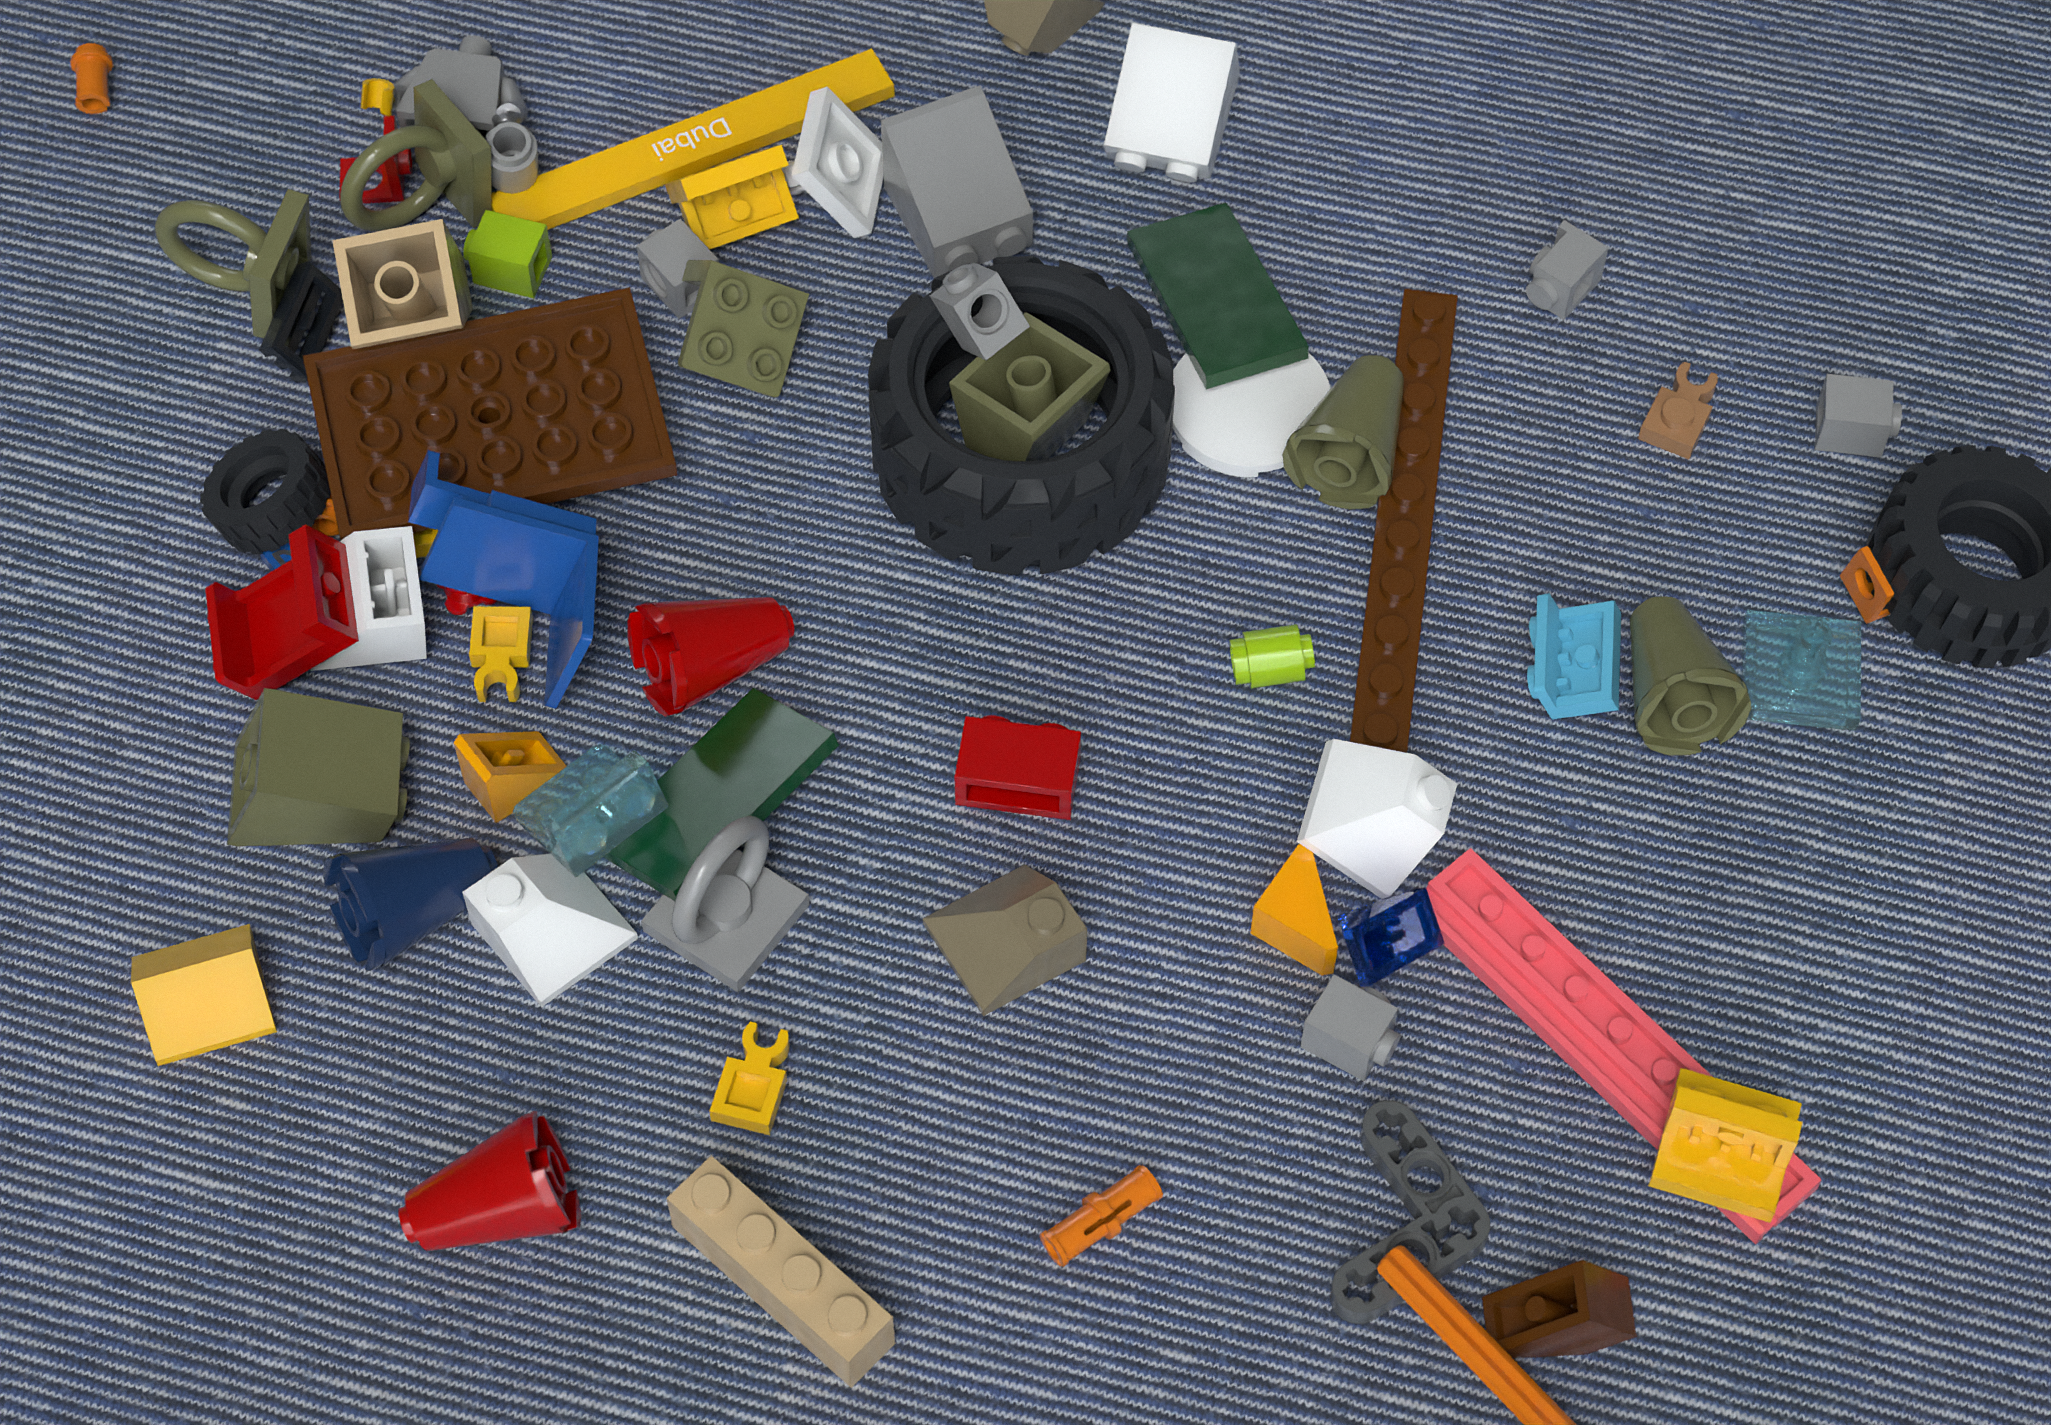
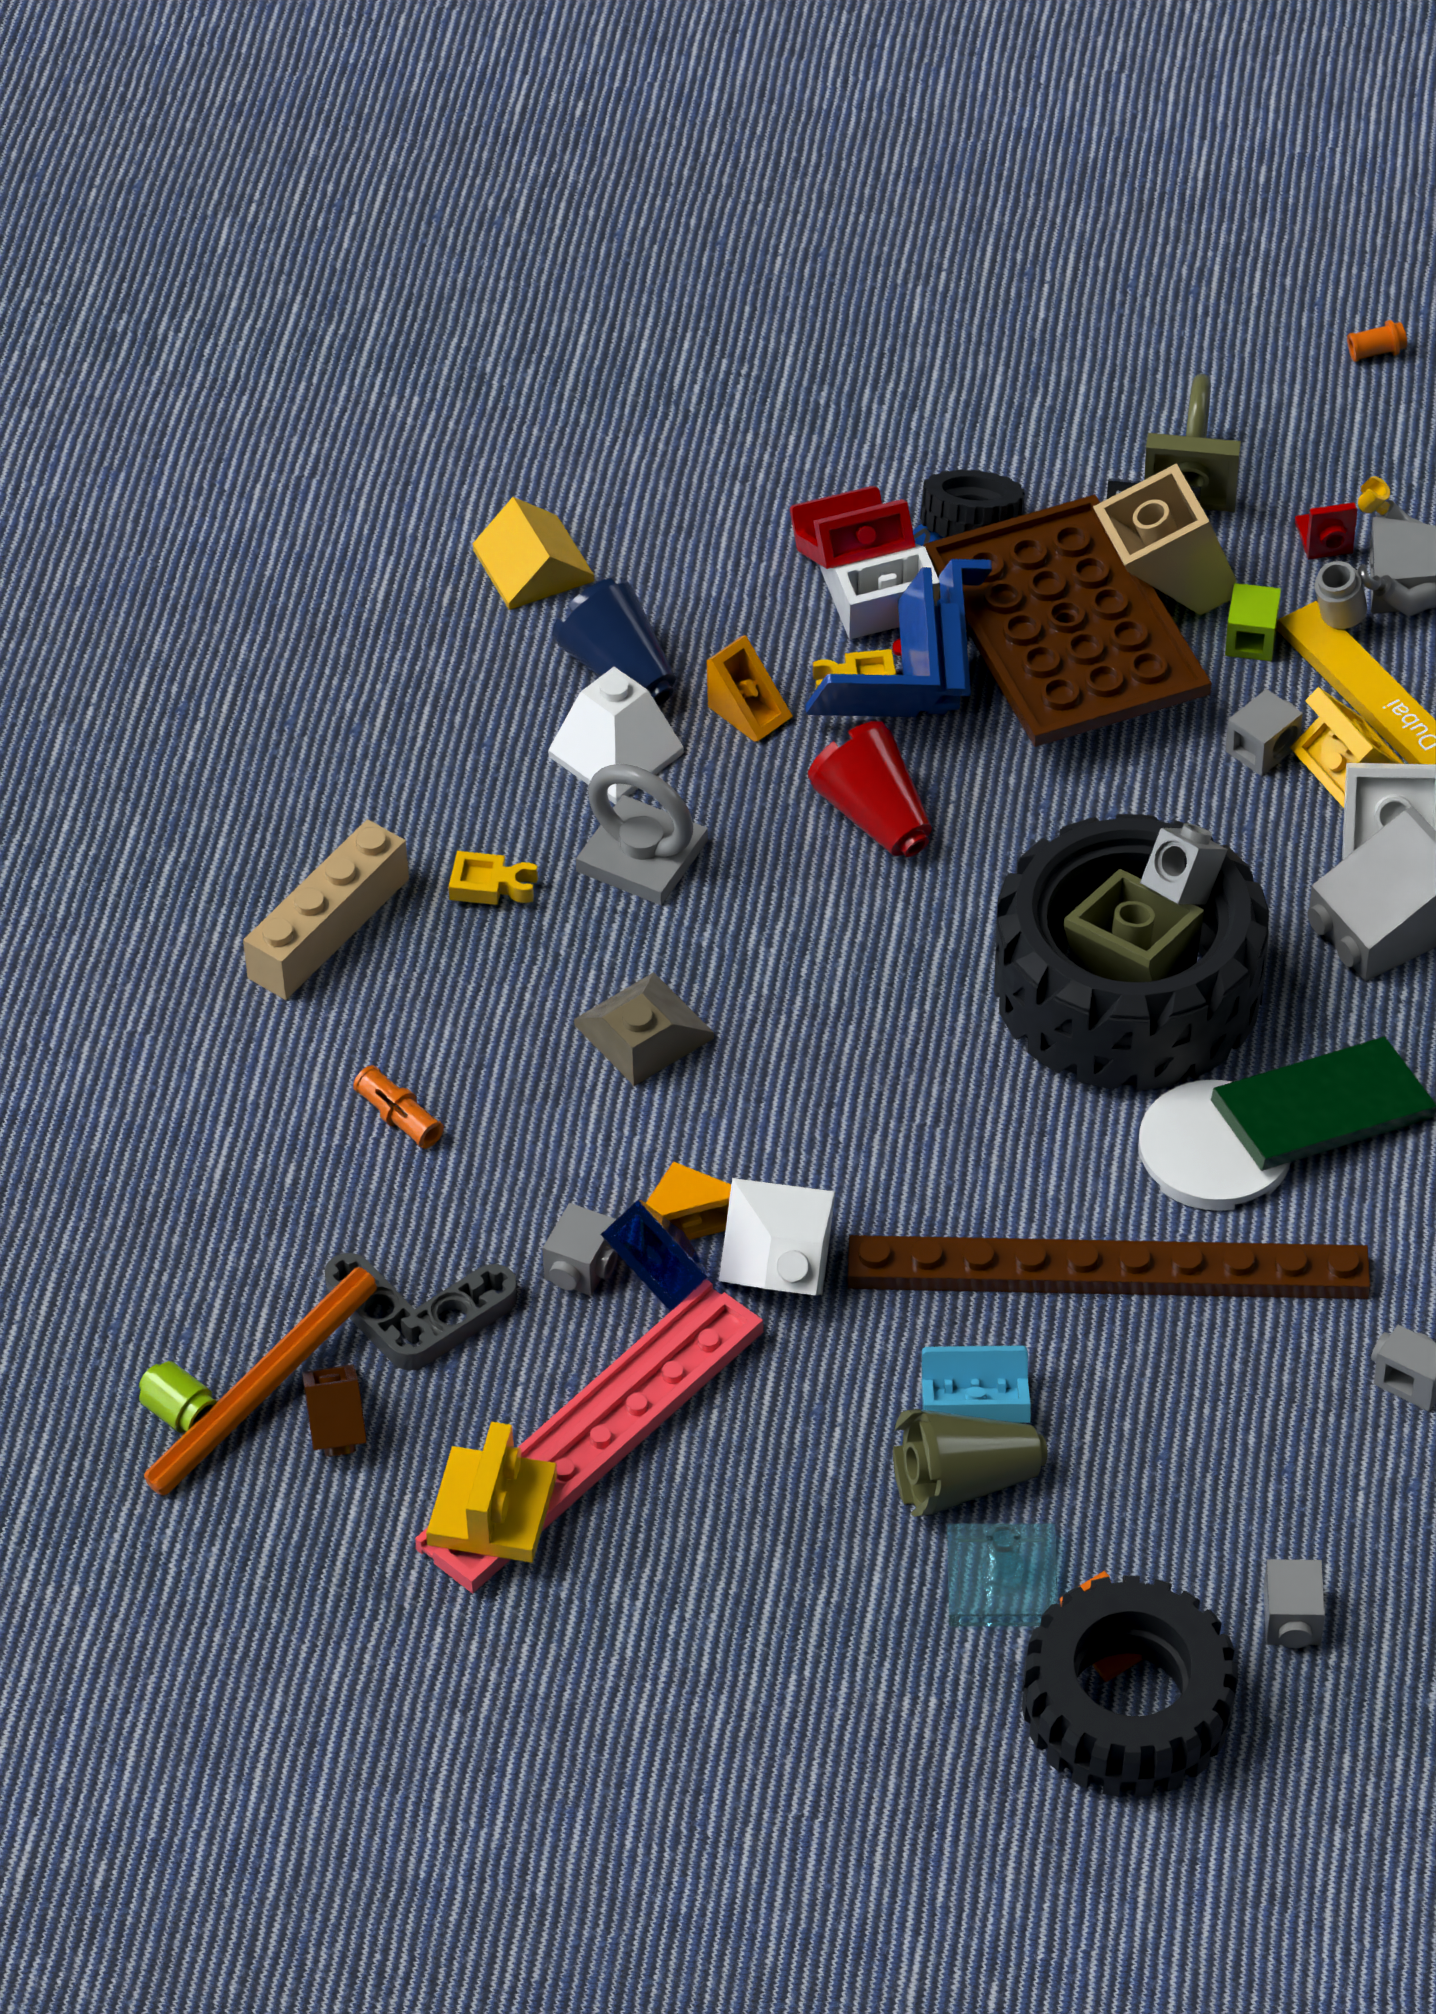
camera: 85 degrees right, 10 degrees down
(316, 772) = (719, 577): olive slope -> none
(448, 153) = (1345, 541): olive tile -> none
(495, 1191) = (378, 741): red cone -> none
(591, 806) = (707, 739): clear light blue bracket -> none
(732, 772) = (749, 824): dark green tile -> none
(741, 327) = (1202, 767): olive bracket -> none
(1017, 767) = (798, 1009): red brick -> none
(1271, 656) = (939, 1172): lime brick -> none
(1350, 436) = (1182, 1201): olive cone -> none
(1679, 415) = (1272, 1470): medium nougat plate -> none

